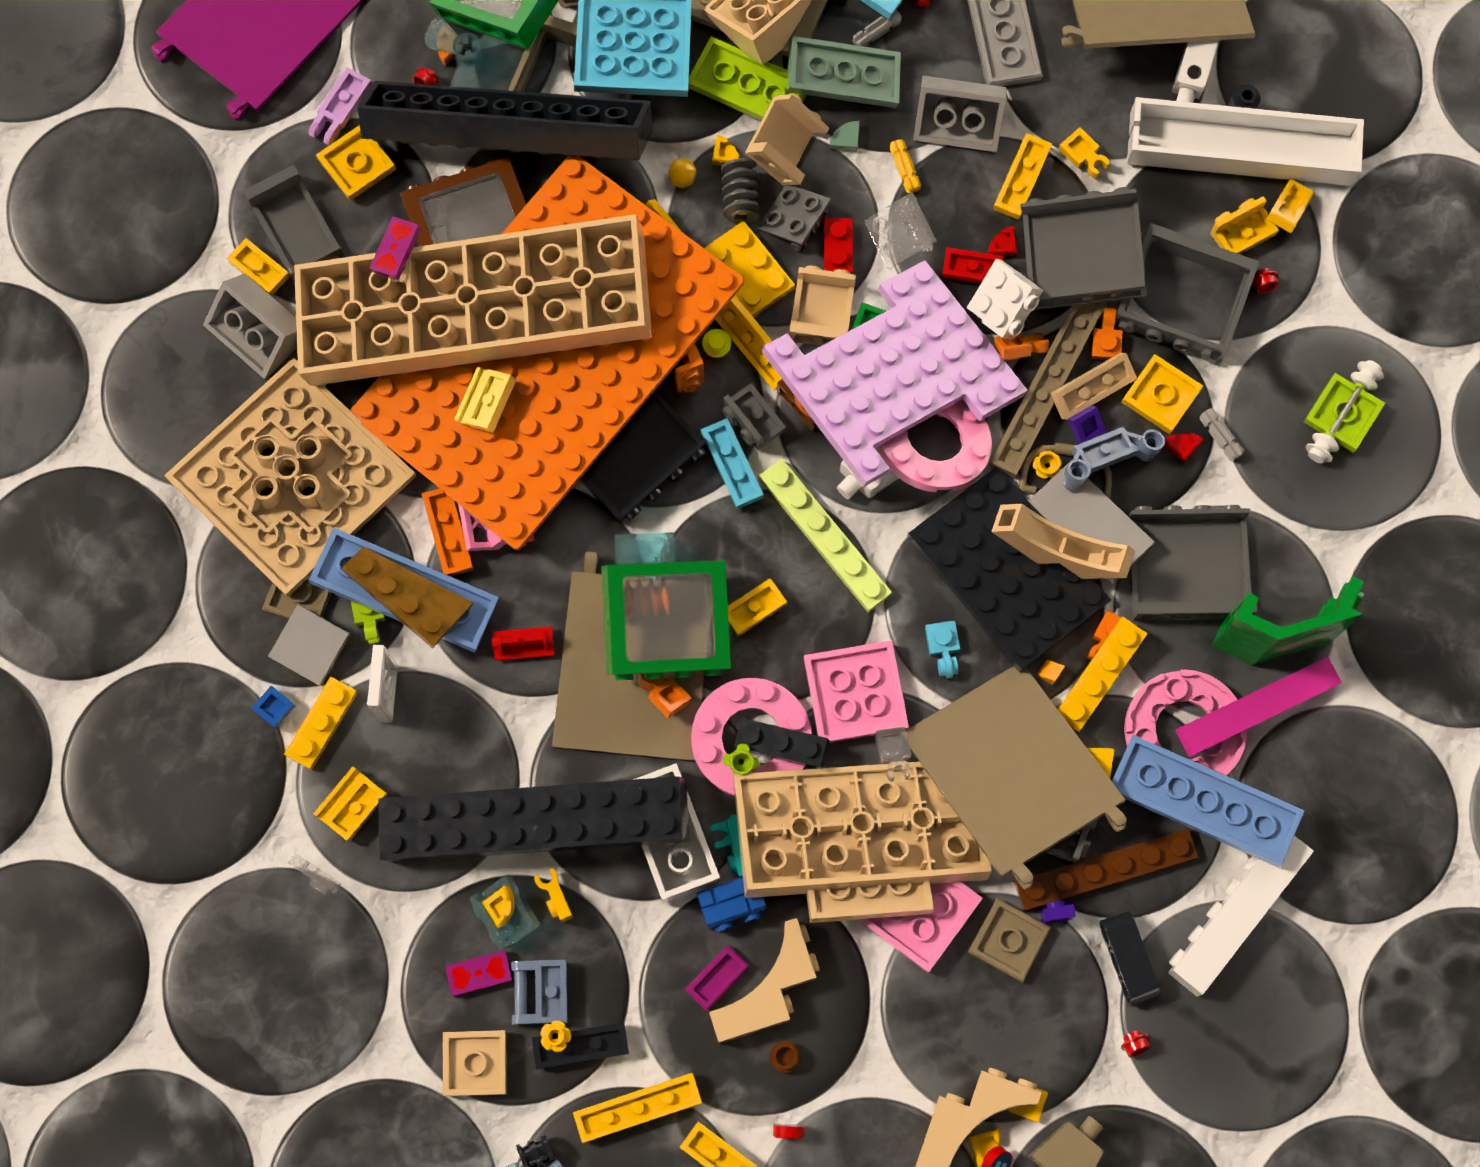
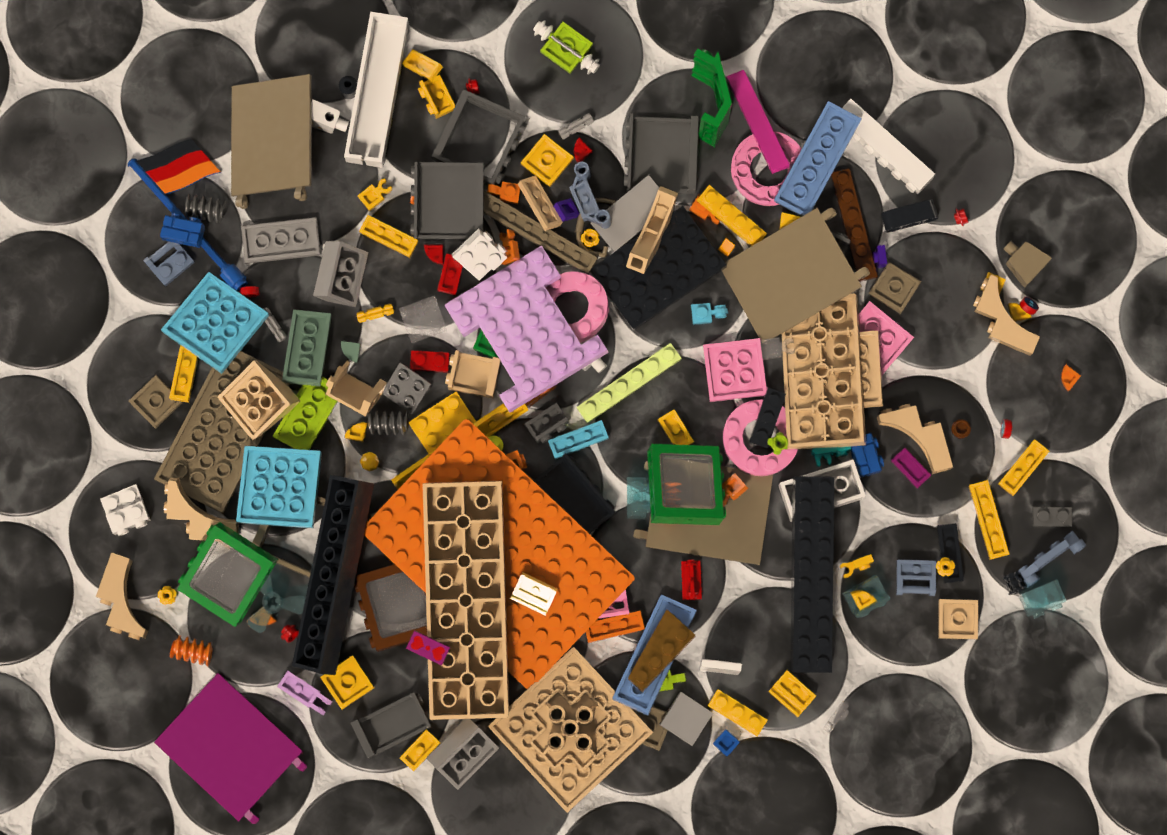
camera: 85 degrees left, 5 degrees up
(479, 973) = (902, 615): magenta tile -> none

